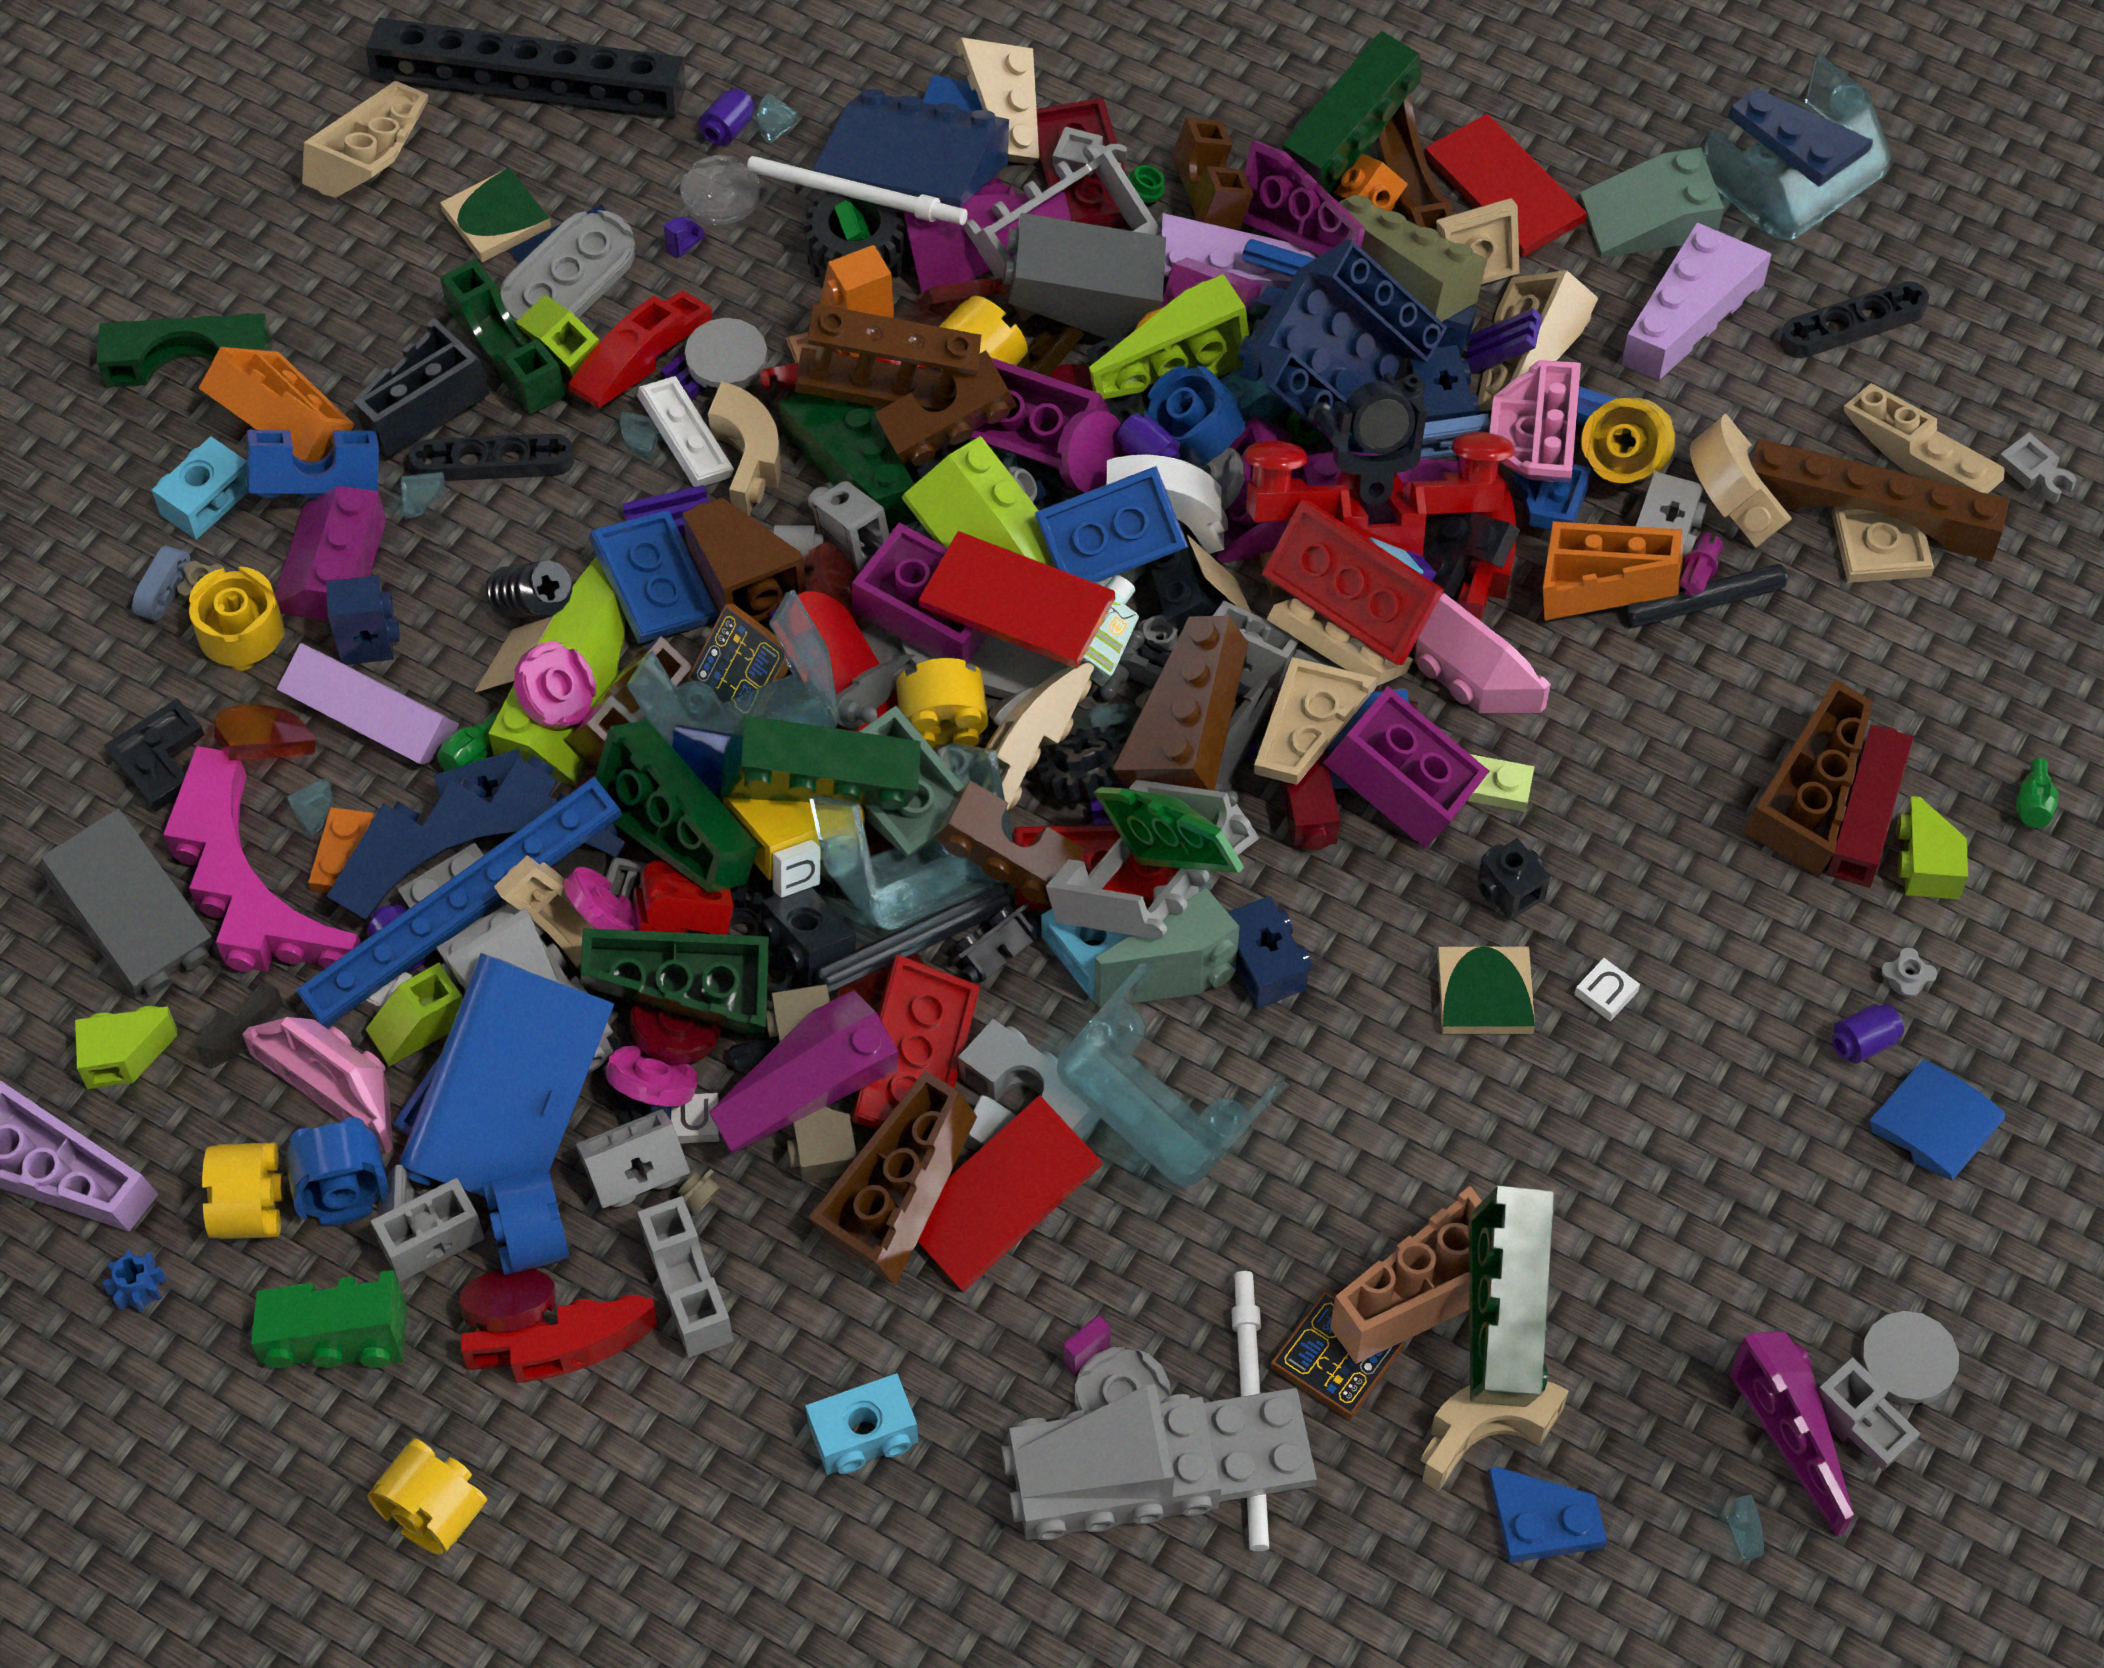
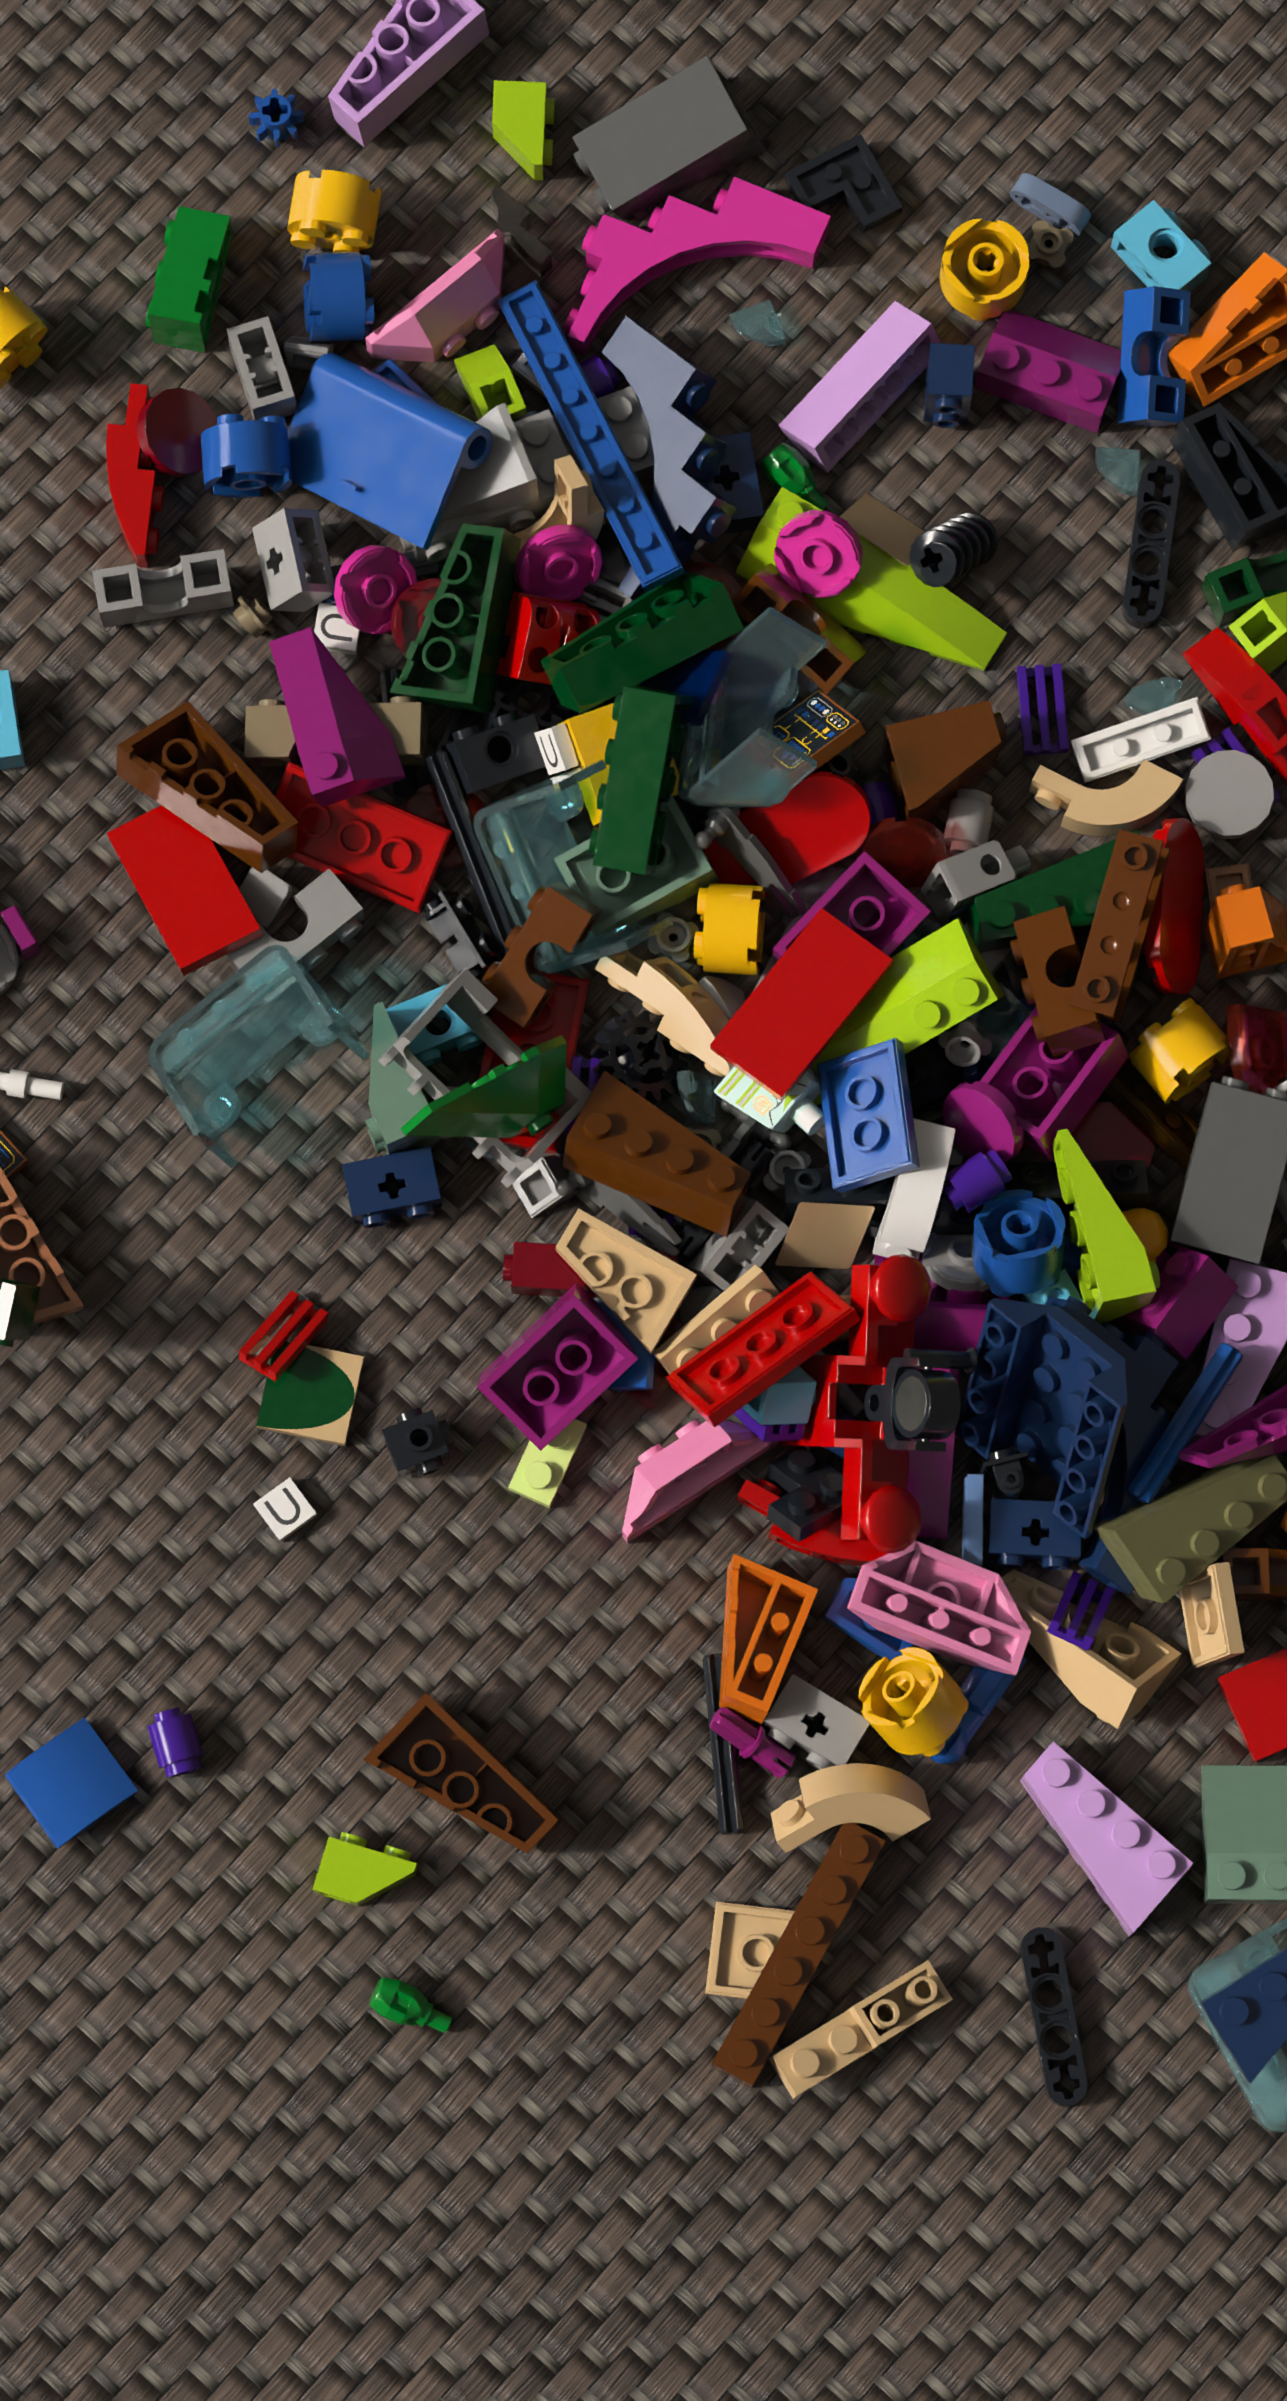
camera: 100 degrees right, 20 degrees up
(261, 733) = (841, 279): clear red tile -> none
(339, 840) = (708, 346): orange plate -> none
(653, 576) = (958, 672): blue tile -> none
(1447, 998) = (302, 1310): none -> red tile
(1870, 805) = (430, 1829): dark red brick -> none
(1904, 983) = (233, 1821): light grey plate -> none
(2034, 464) = (817, 2144): light grey plate -> none

